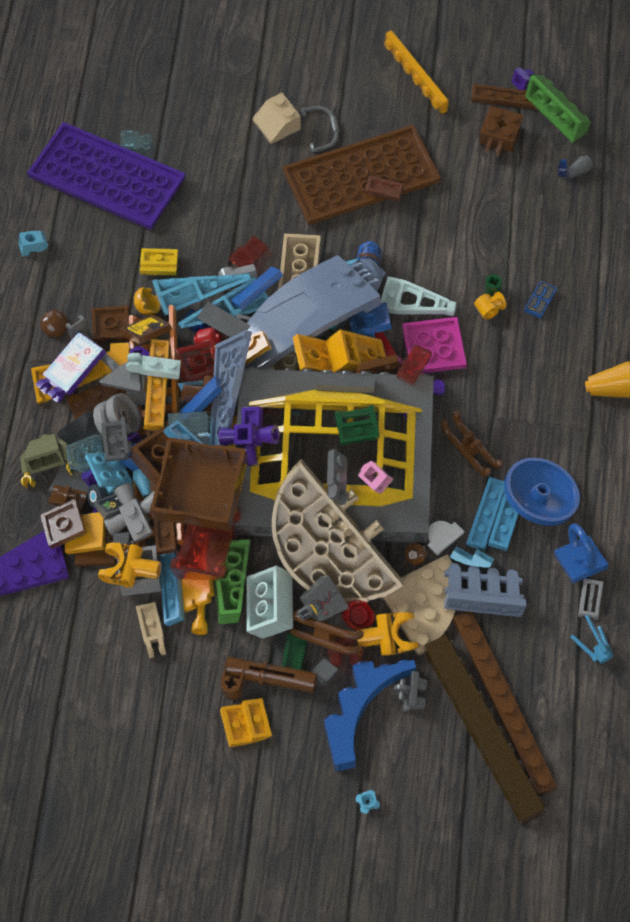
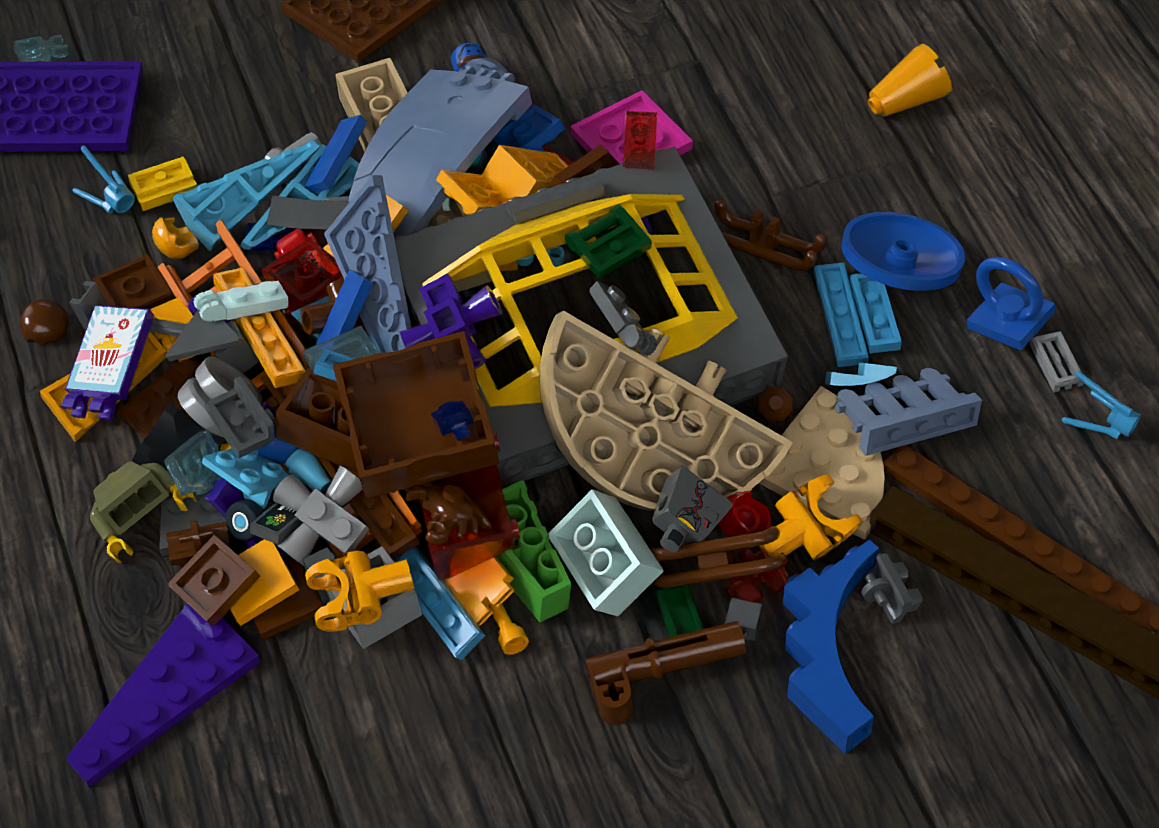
camera: 25 degrees left, 10 degrees down
(130, 259) = (116, 195): none -> dark azure plant
(146, 329) = (197, 267): tile -> none
(150, 627) = (436, 674): tan hinge -> none
(196, 543) = (449, 509): none -> reddish brown animal
(216, 496) = (453, 418): none -> clear blue plate
(245, 722) = (666, 745): light orange slope -> none
(248, 253) = (292, 125): clear red slope -> none
(369, 795) = (926, 763): medium azure plate -> none
(378, 484) = (669, 288): bright pink brick -> none
(396, 287) = (611, 86): light aqua plate -> none
(443, 535) = (802, 366): white piece -> none
(490, 306) = (678, 61): light orange piece -> none
(493, 284) = (667, 37): dark green piece -> none
(540, 299) = (741, 32): tile -> none

